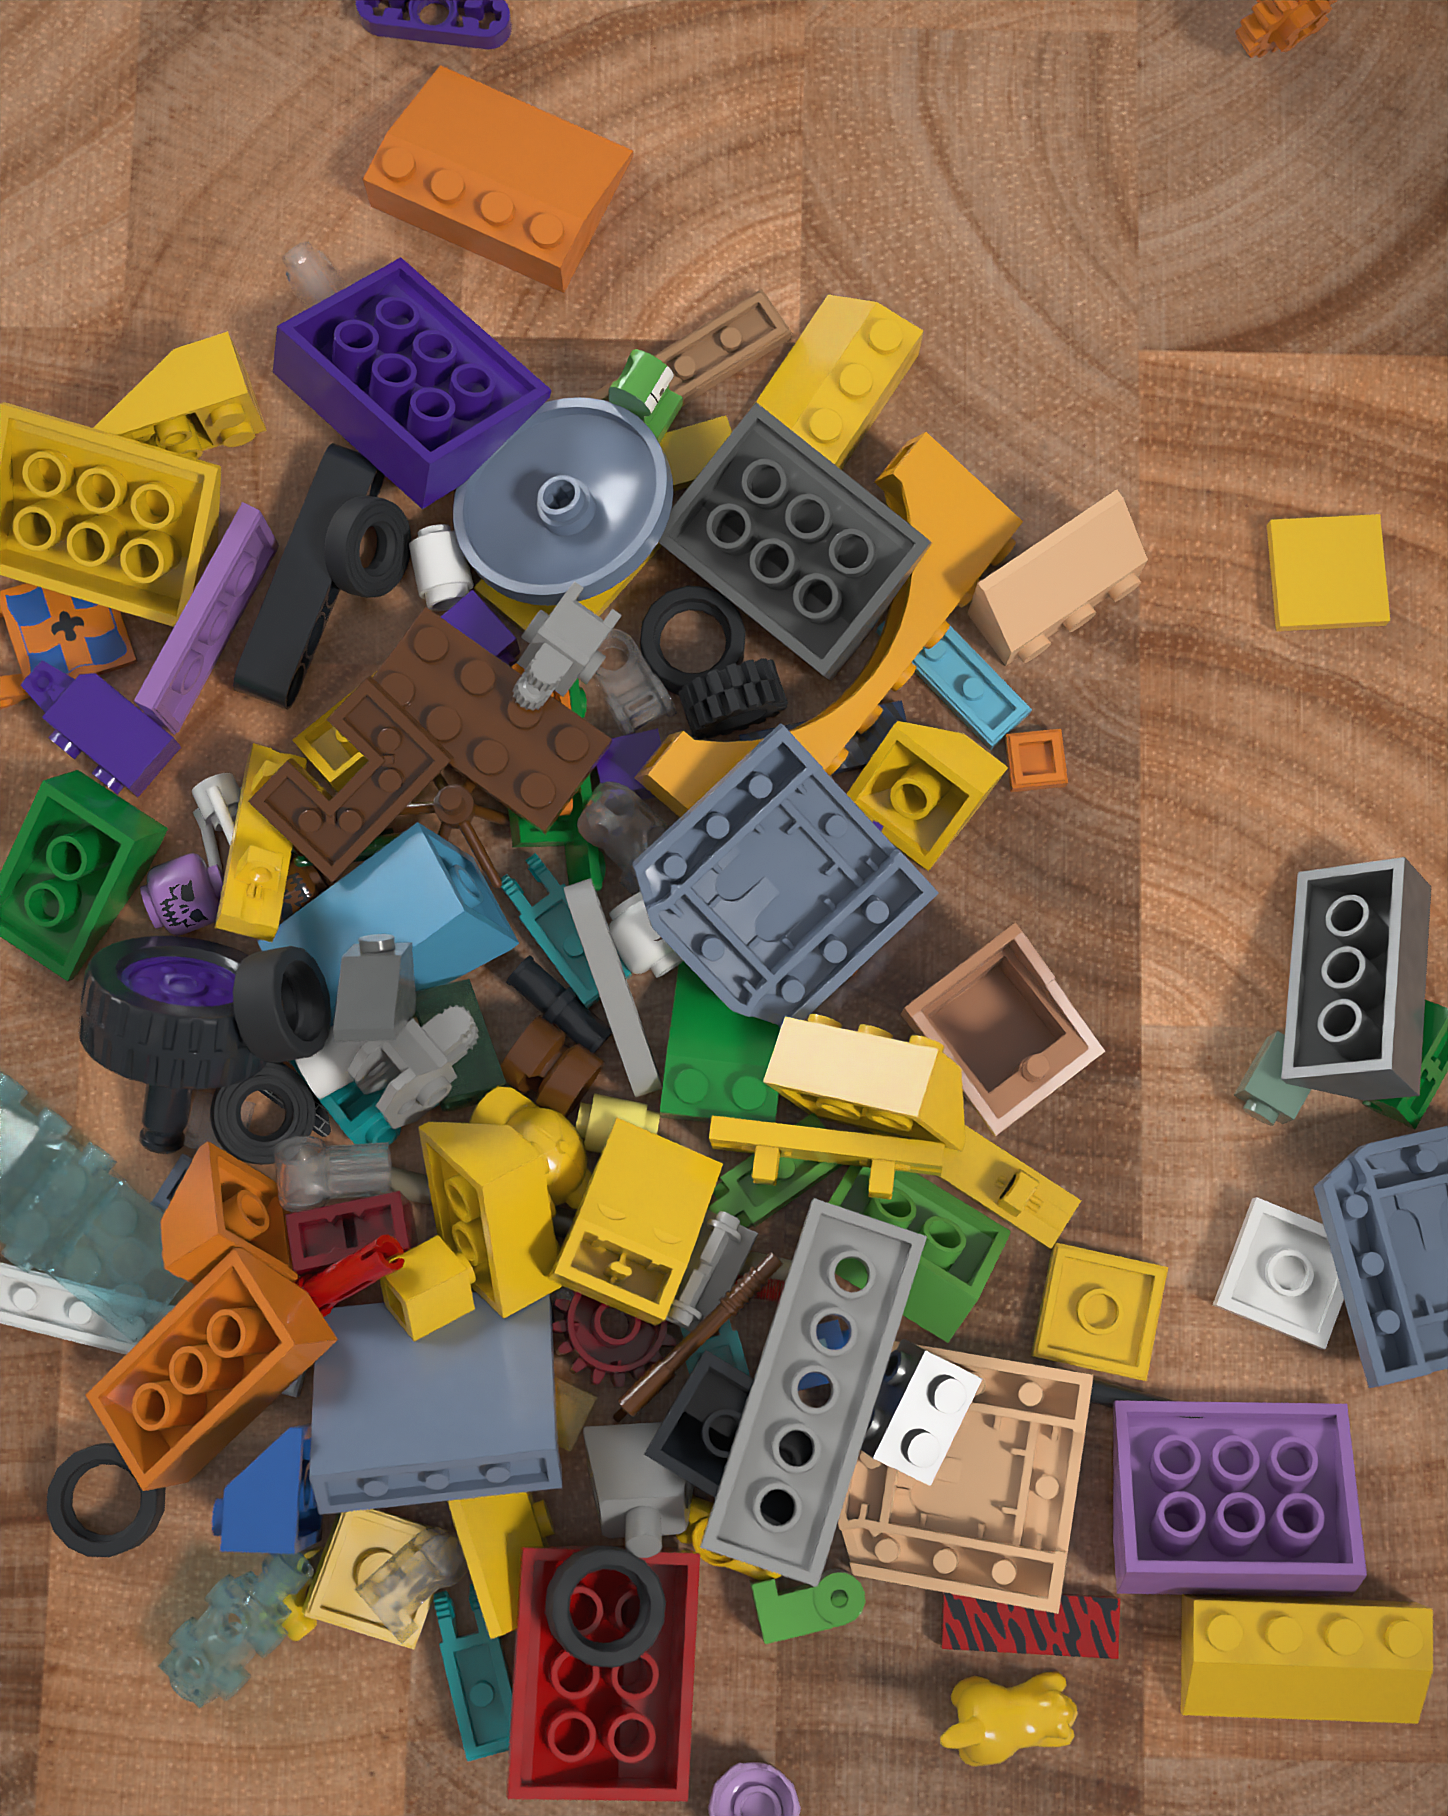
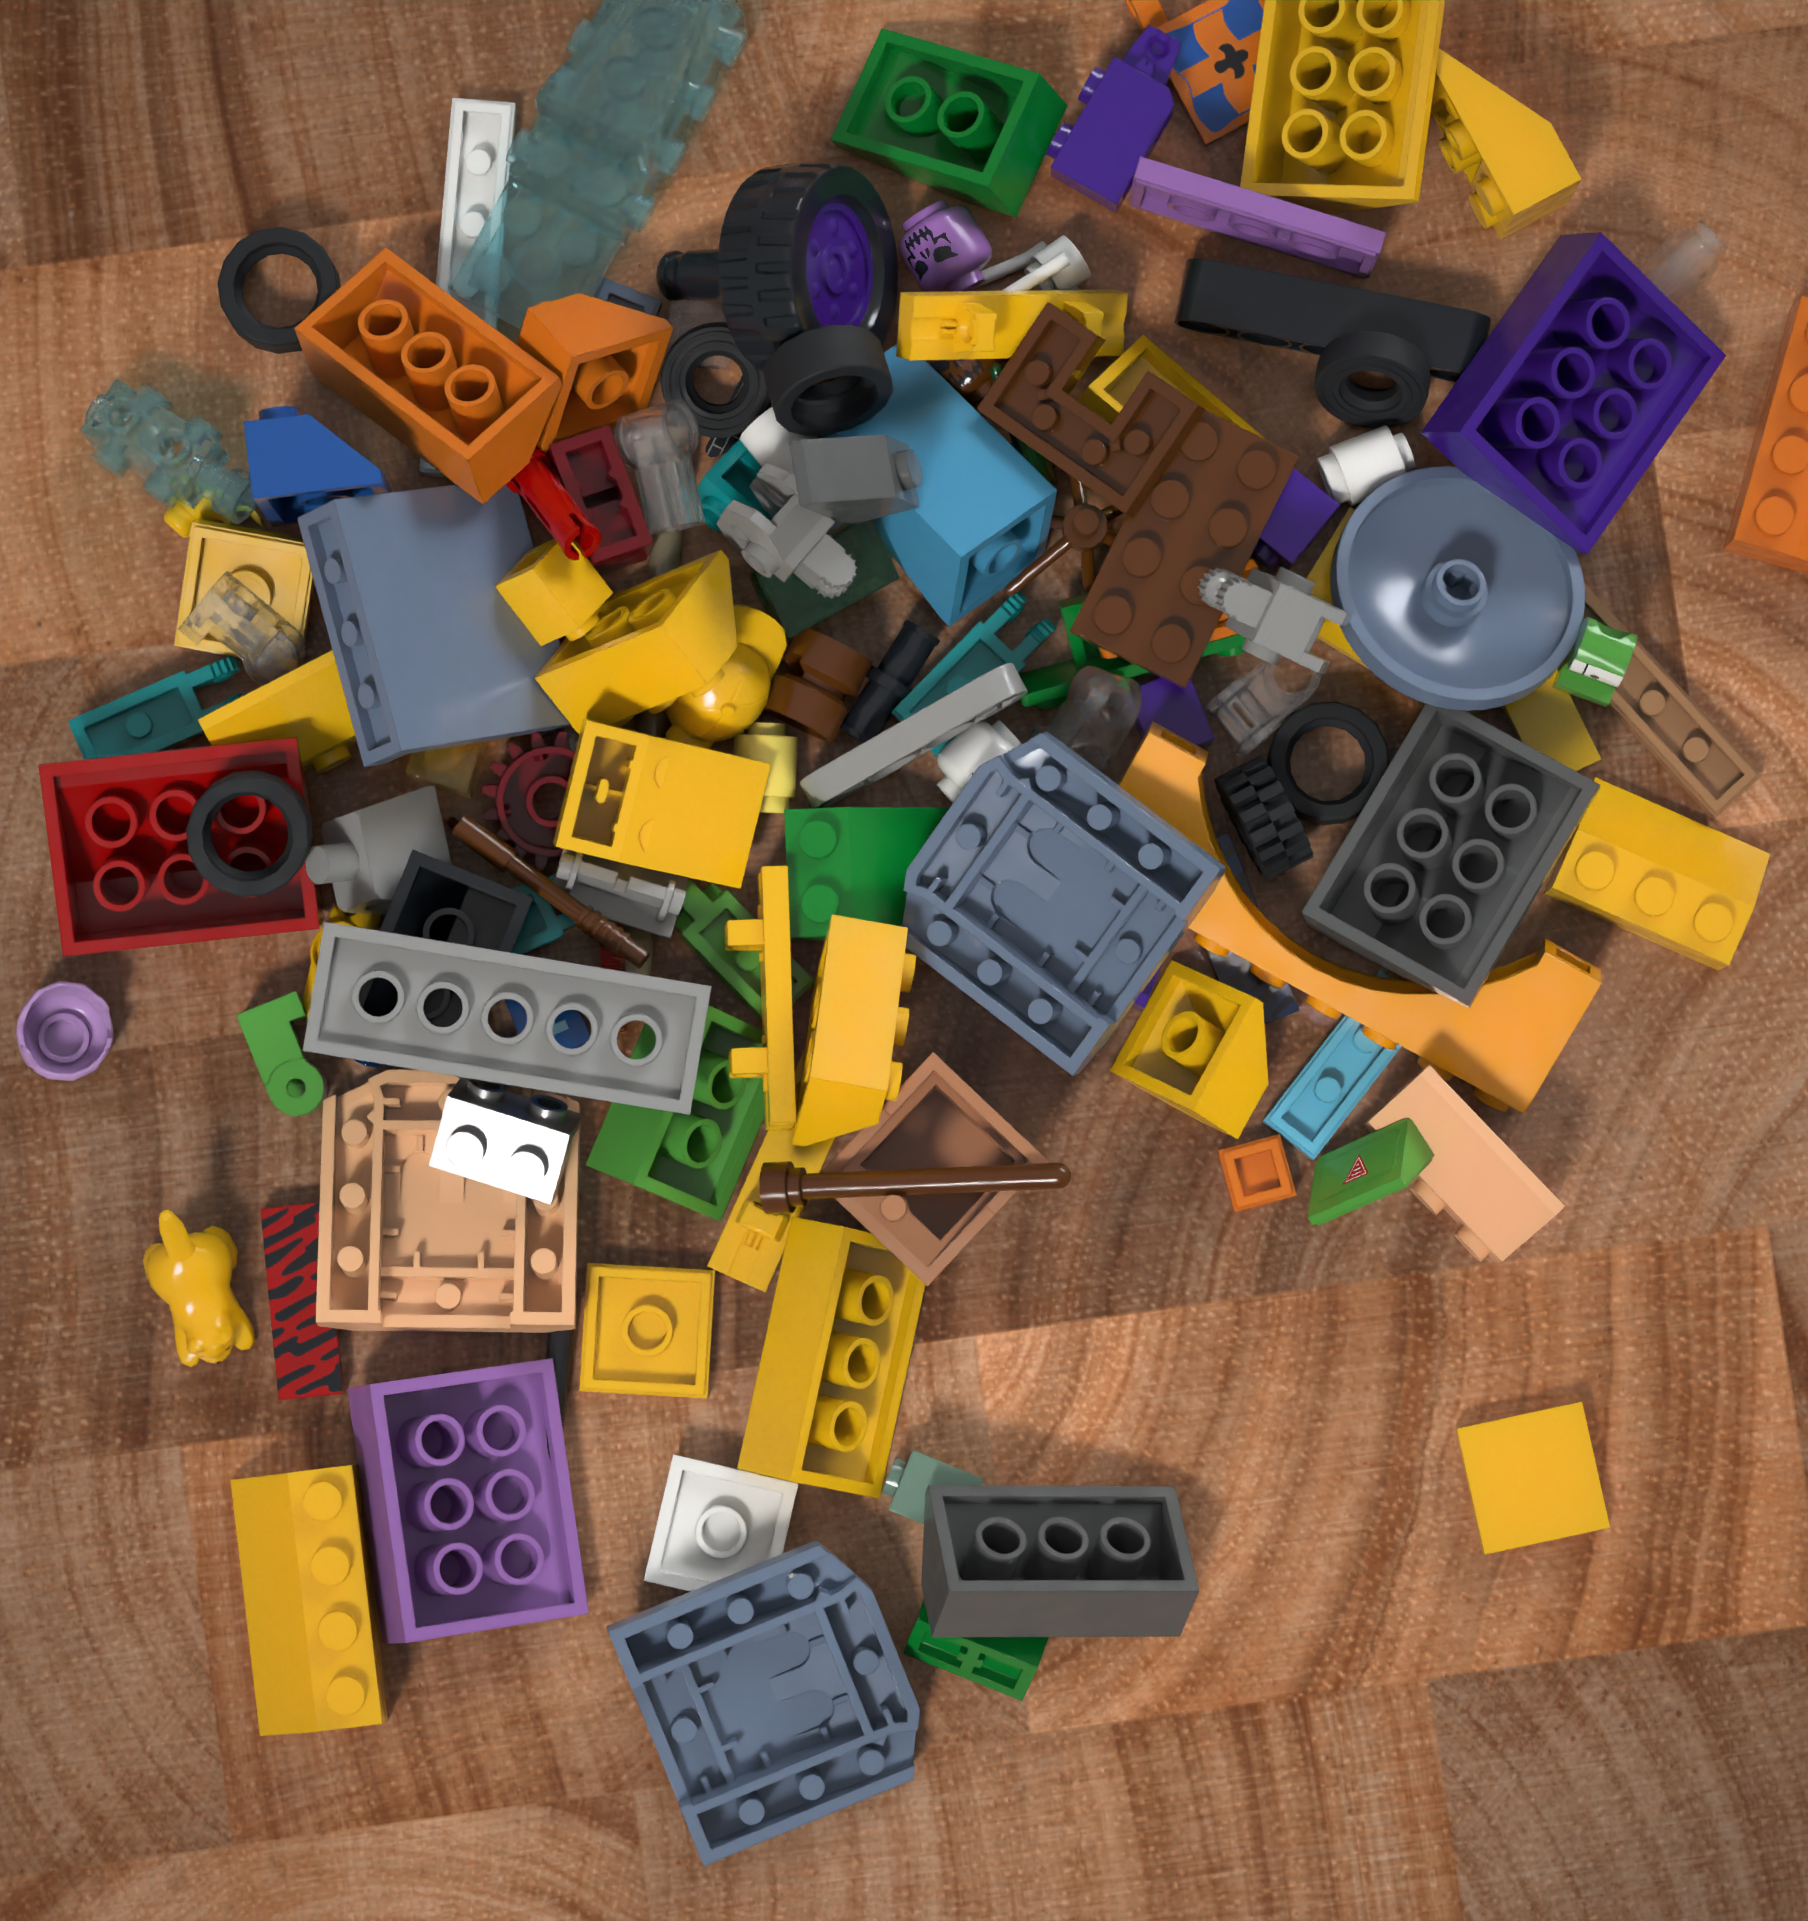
camera: 80 degrees right, 5 degrees up
(1001, 1159) = (787, 1187): none -> reddish brown piece
(1054, 659) = (1367, 1170): none -> bright green slope
(1153, 1152) = (832, 1361): none -> yellow slope

